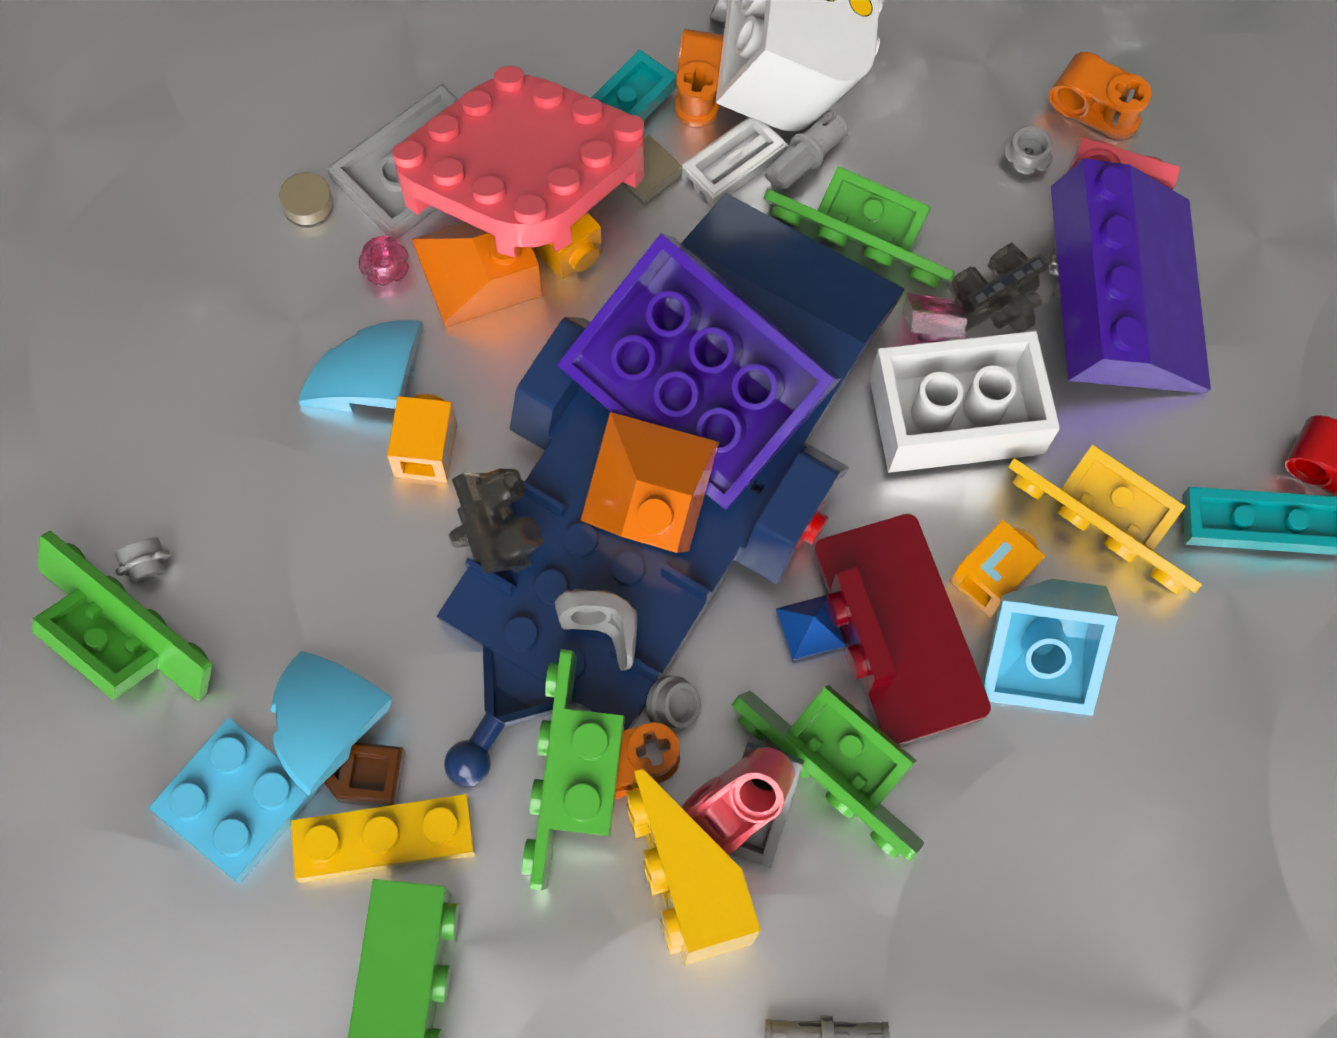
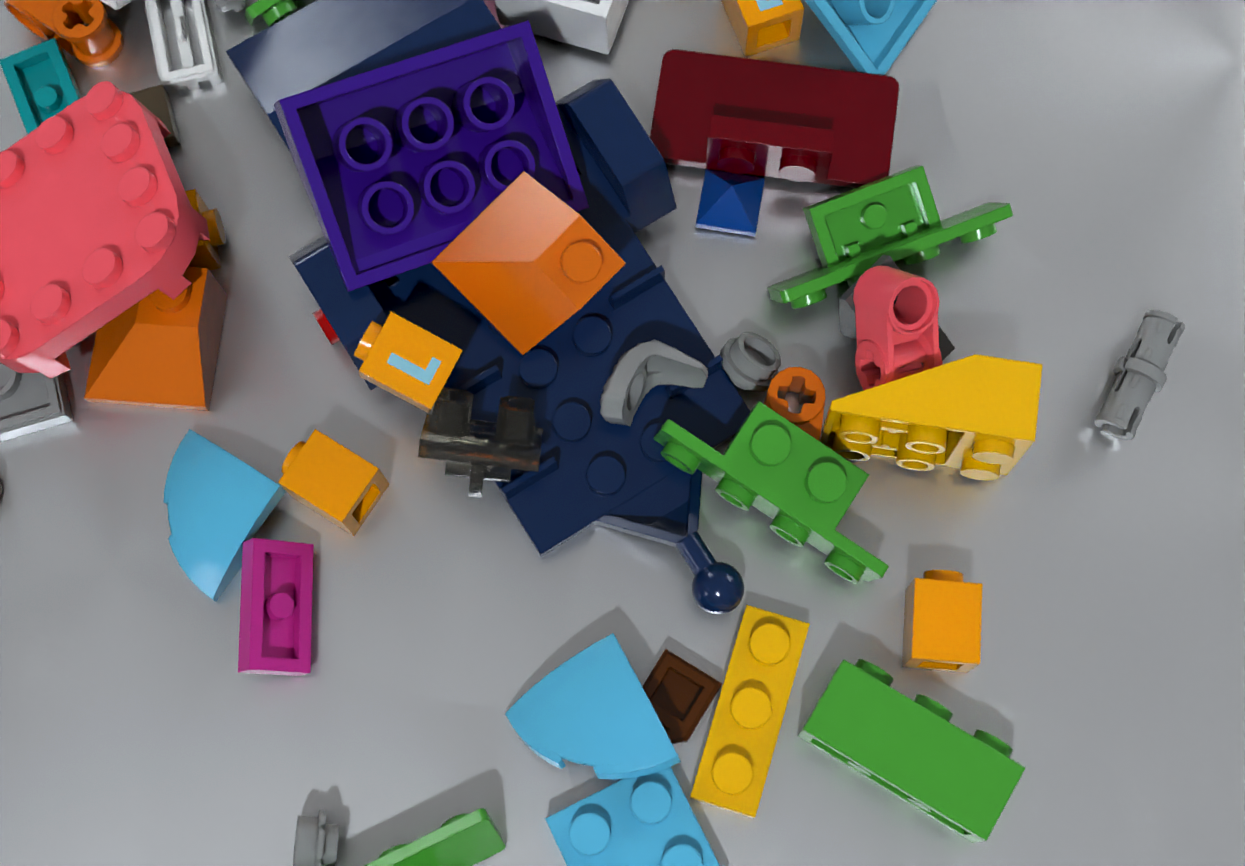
camera: 55 degrees left, 5 degrees up
(307, 445) = (276, 607): none -> dark pink plate
(379, 250) = (85, 426): clear pink plate -> none
(520, 959) = (942, 622): none -> light orange brick
(522, 433) = (406, 360): none -> light orange brick

